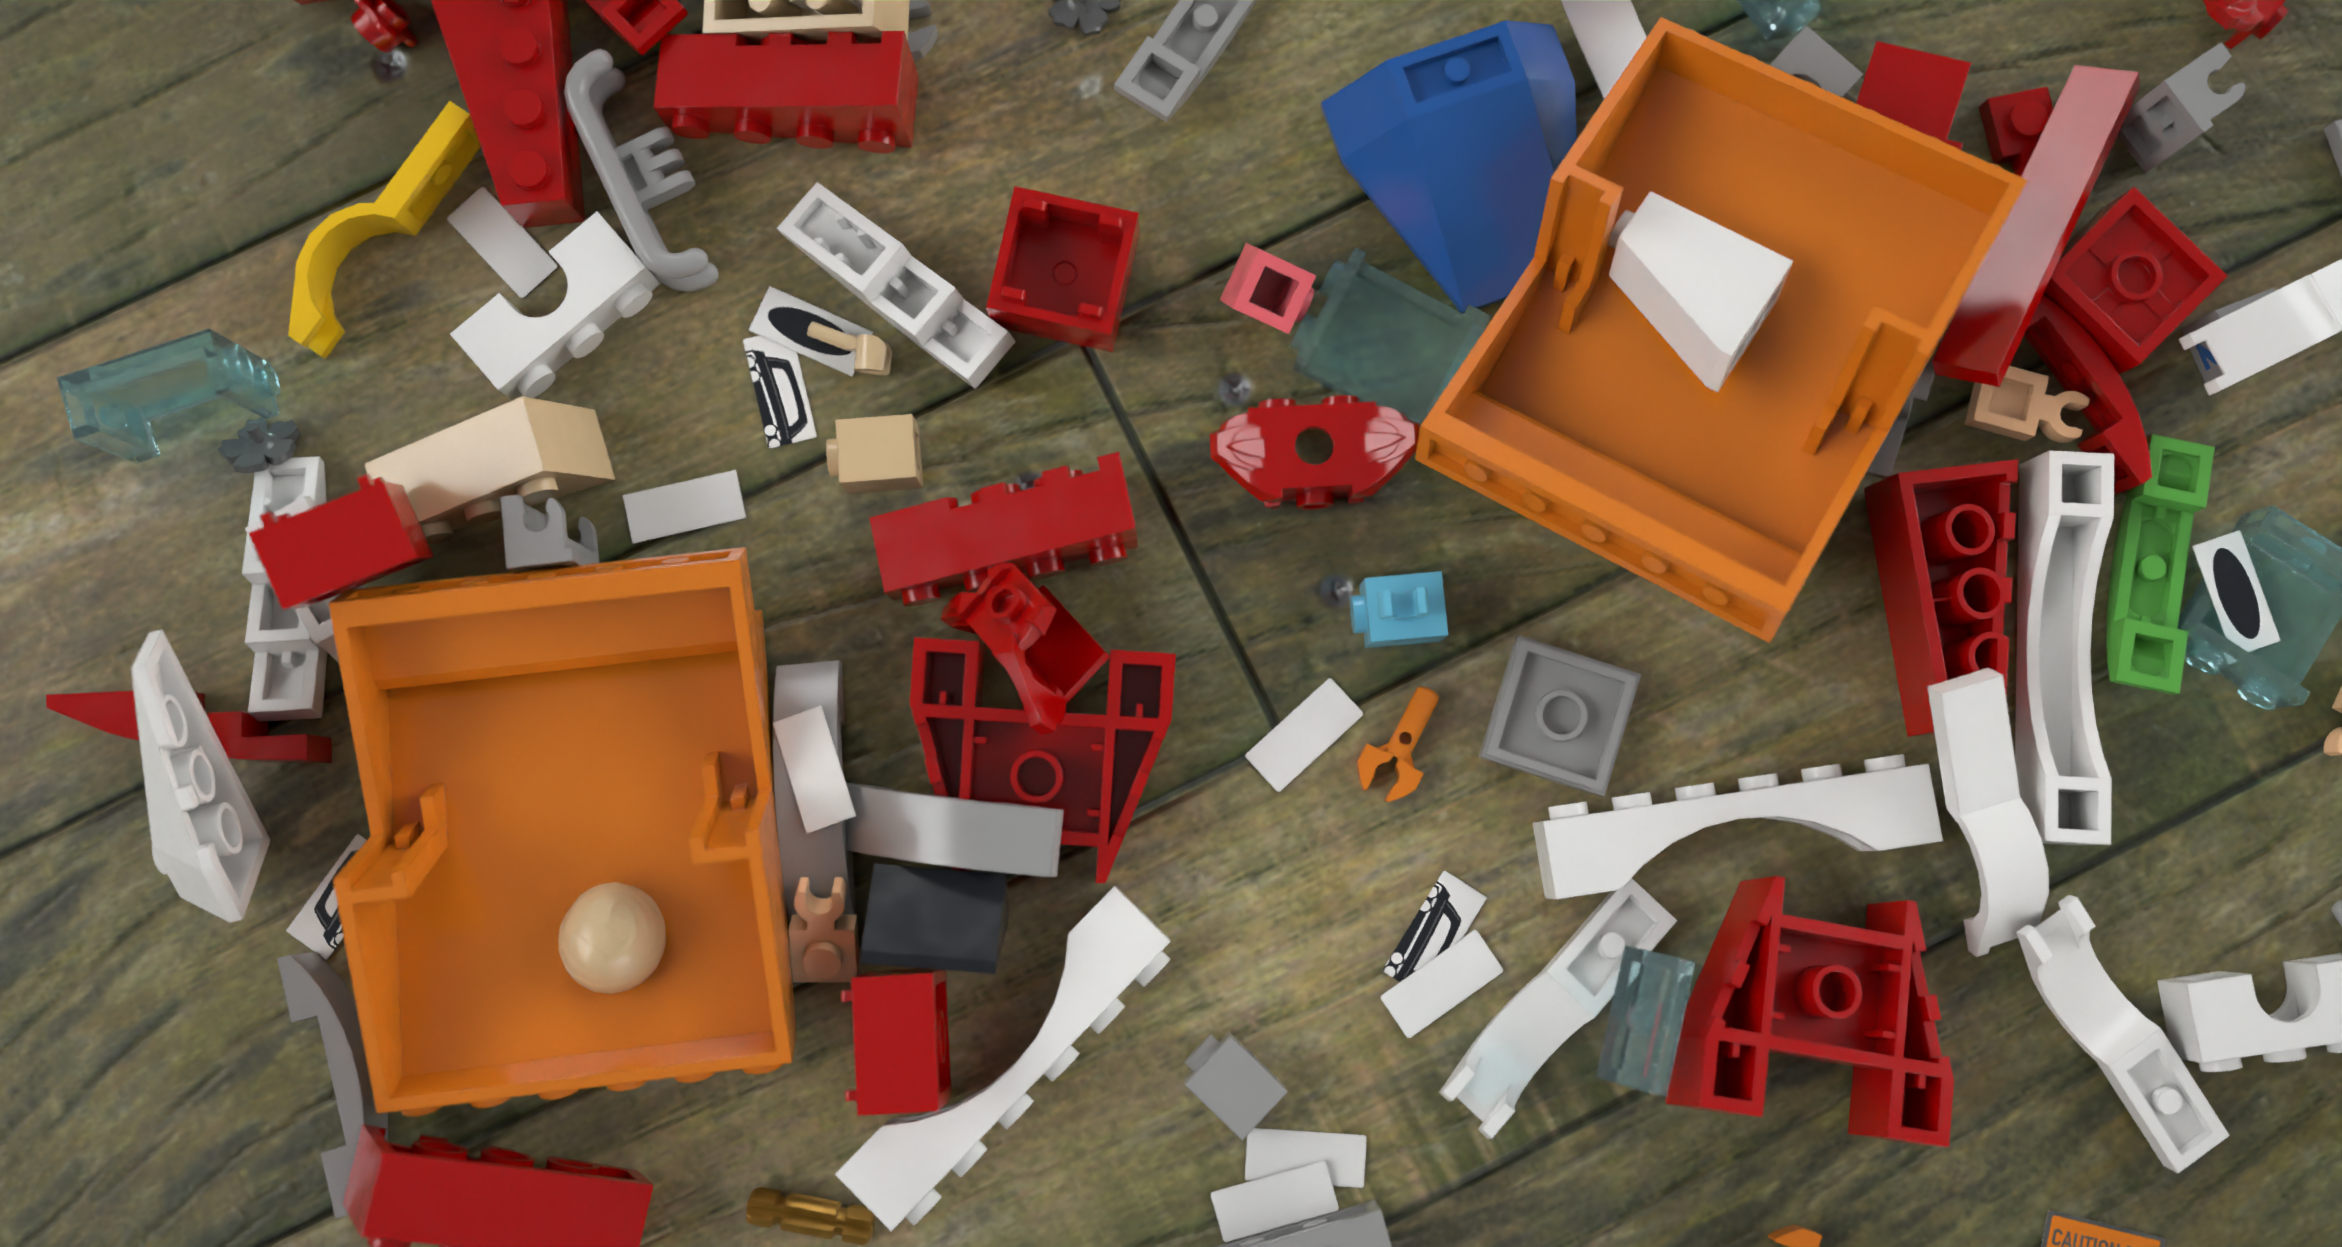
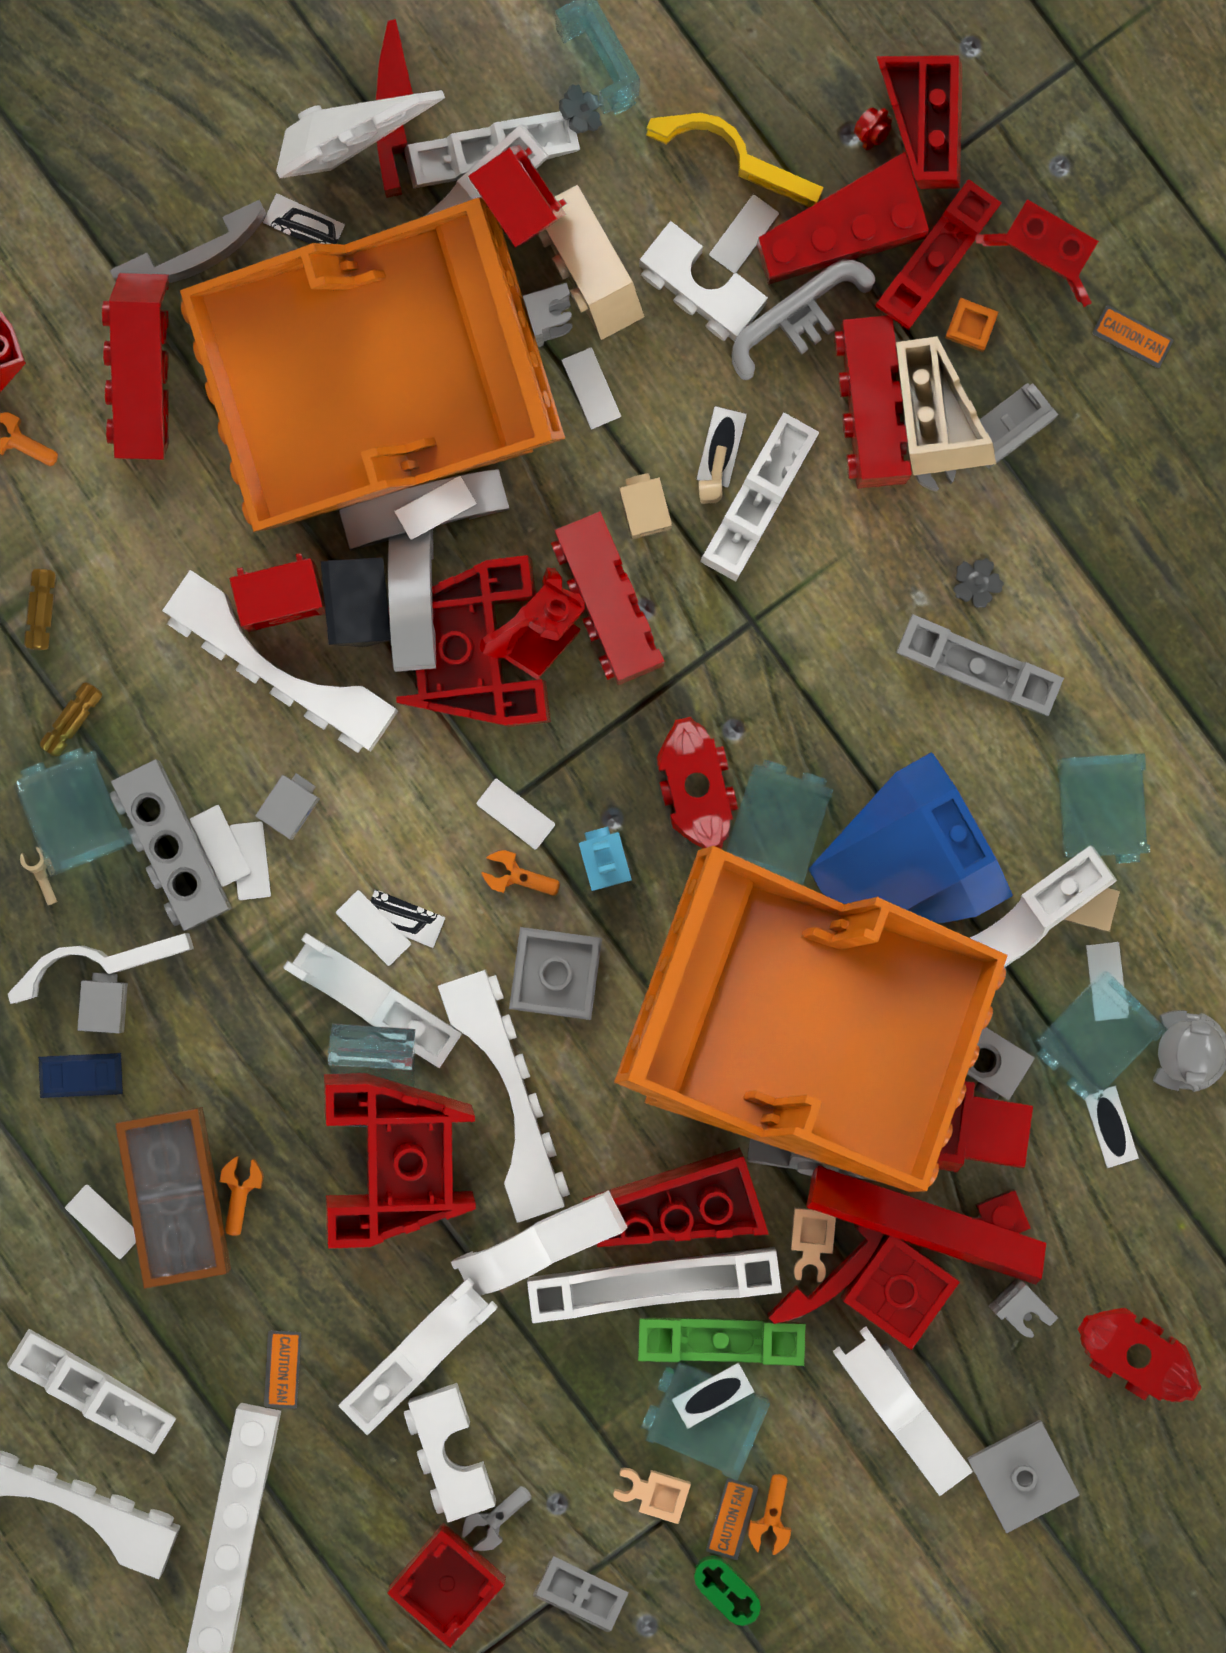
camera: 80 degrees right, 5 degrees up
(612, 938) = (308, 405): tan piece -> none
(779, 392) = (677, 434): sticker -> none
(810, 1216) = (160, 558): pearl gold axle -> none
(821, 938) = (332, 532): light nougat plate -> none
(1063, 268) = (787, 604): red container -> none
(1269, 289) = (796, 738): coral brick -> none
(1696, 283) = (835, 1005): white slope -> none

